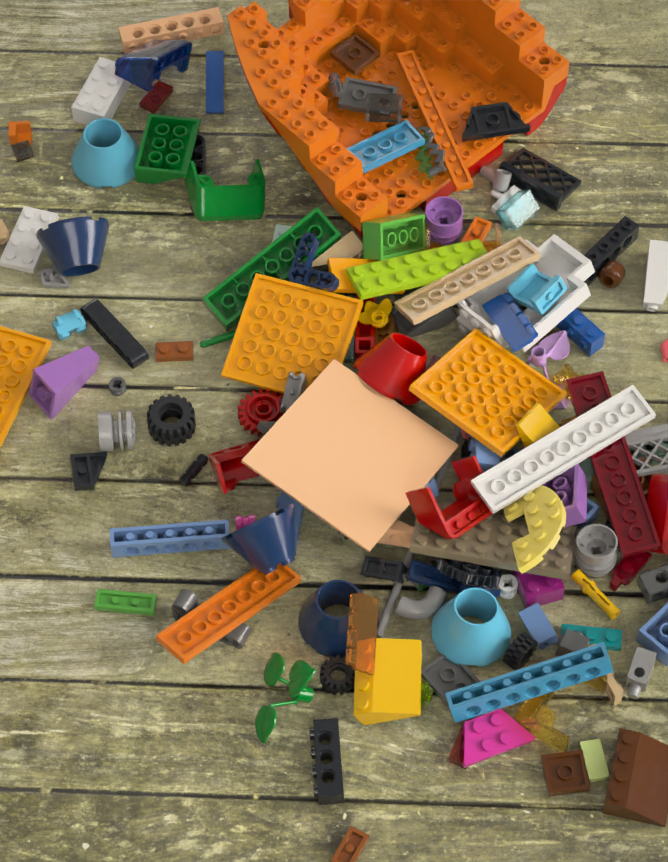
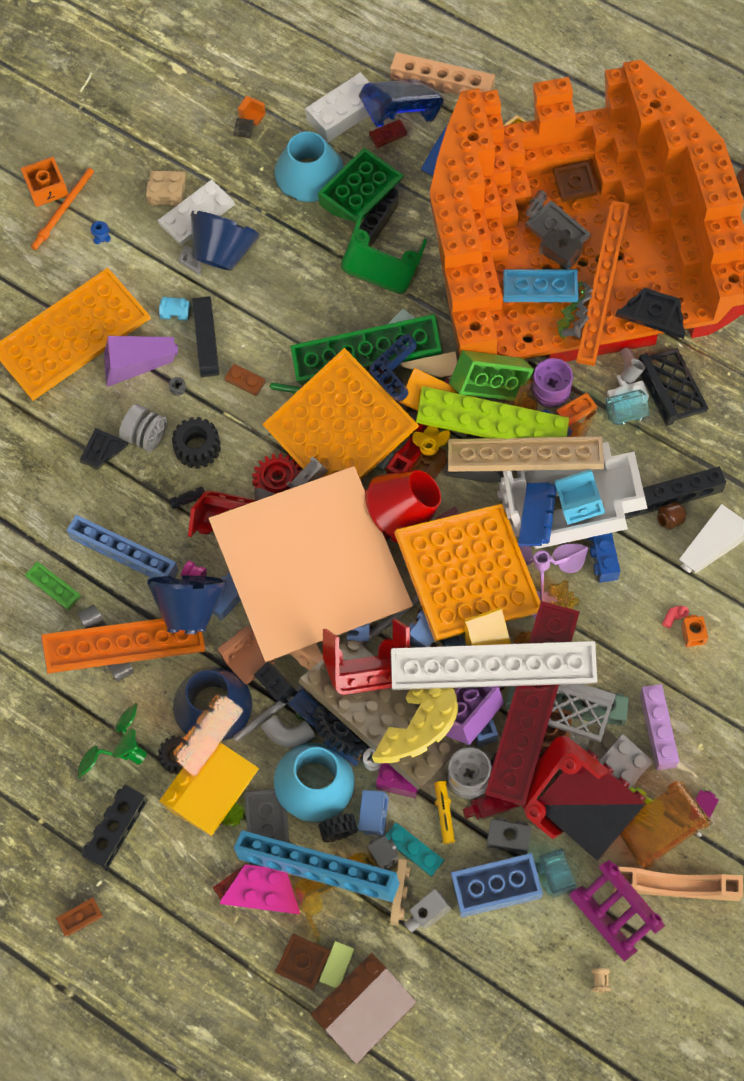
camera: 35 degrees right, 10 degrees up
(339, 563) = (243, 655): none -> nougat bracket

